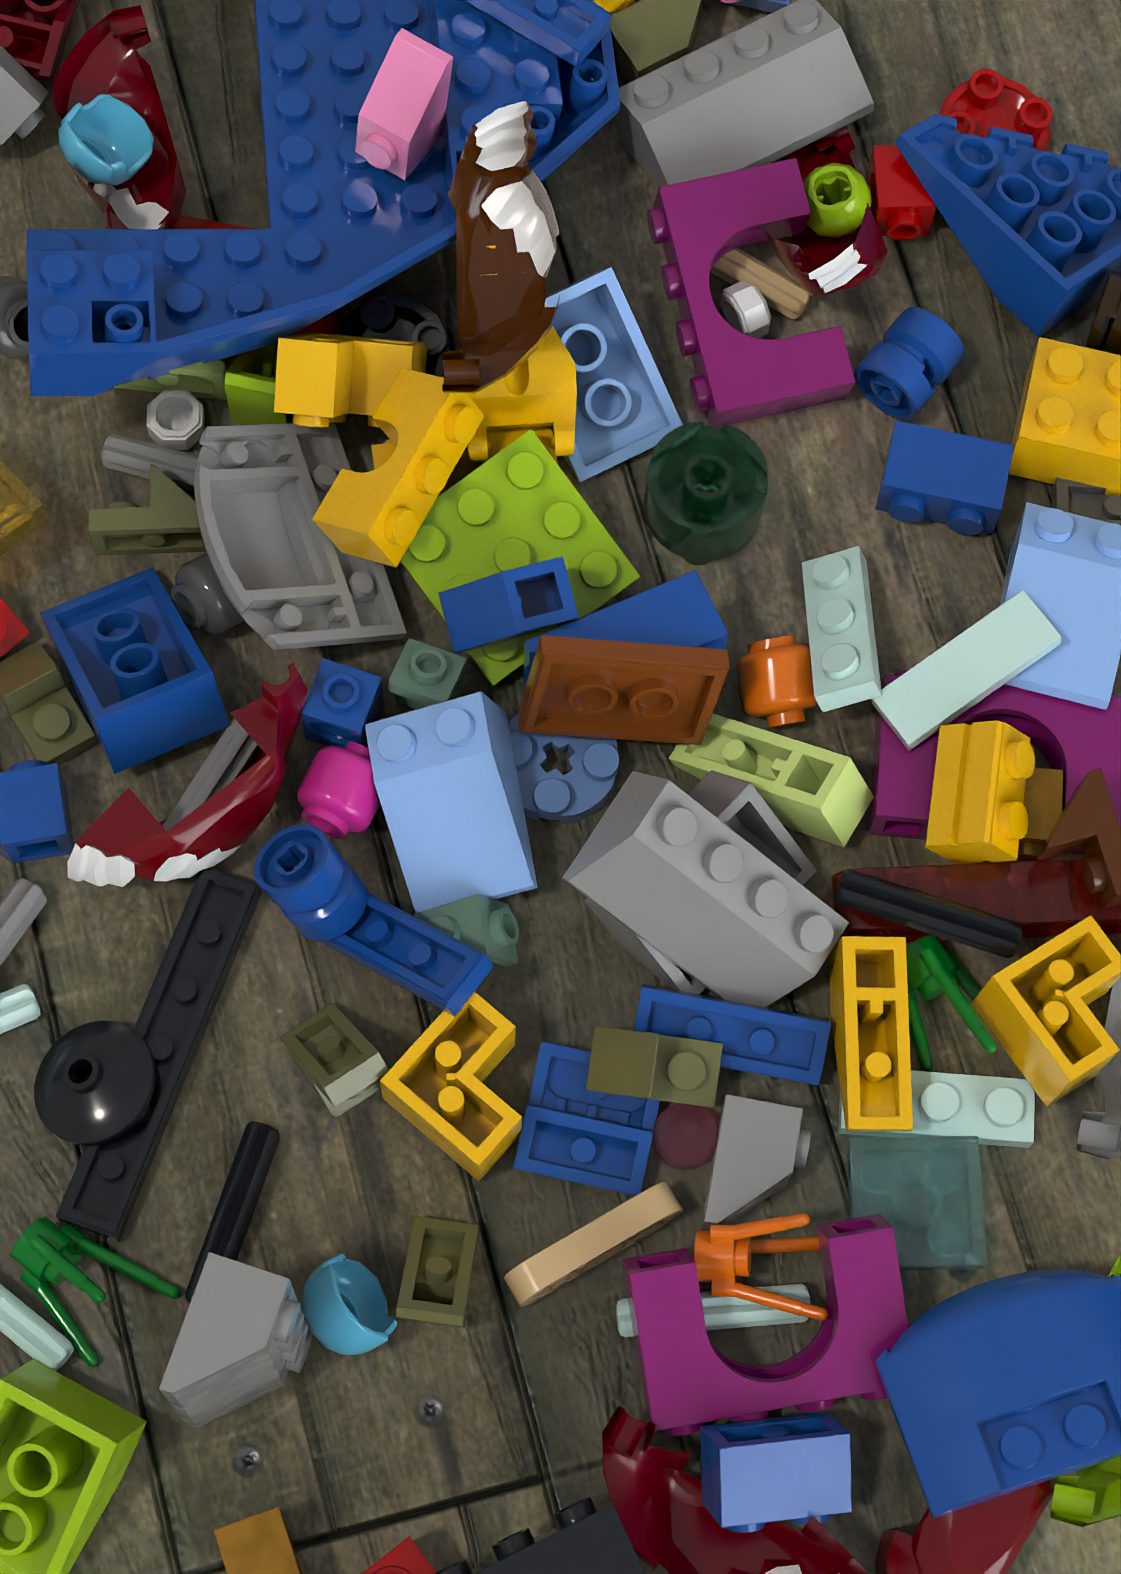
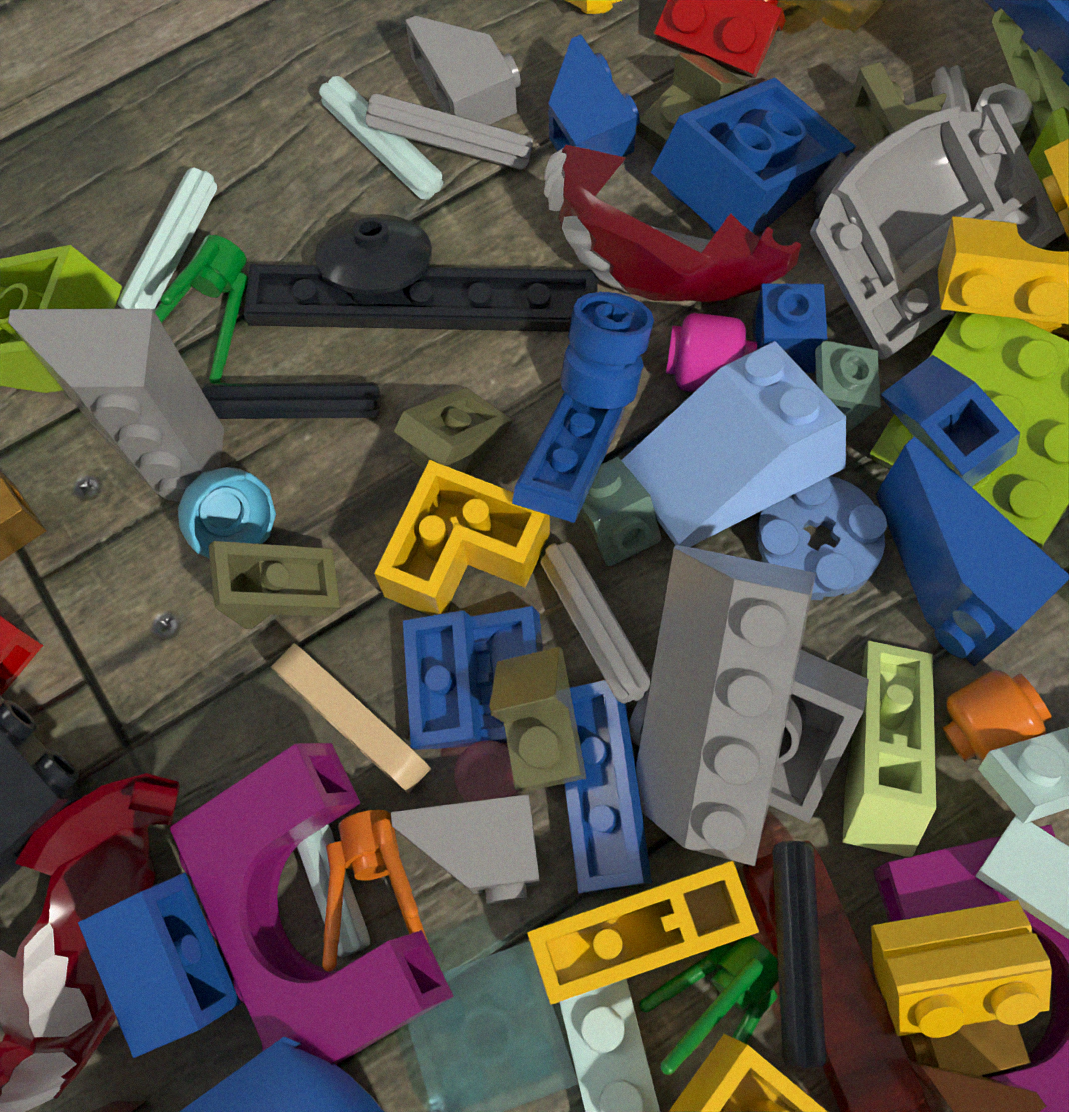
camera: 80 degrees right, 0 degrees up
(581, 986) = (596, 623): none -> light grey axle
(622, 690) = (910, 552): dark orange tile -> none

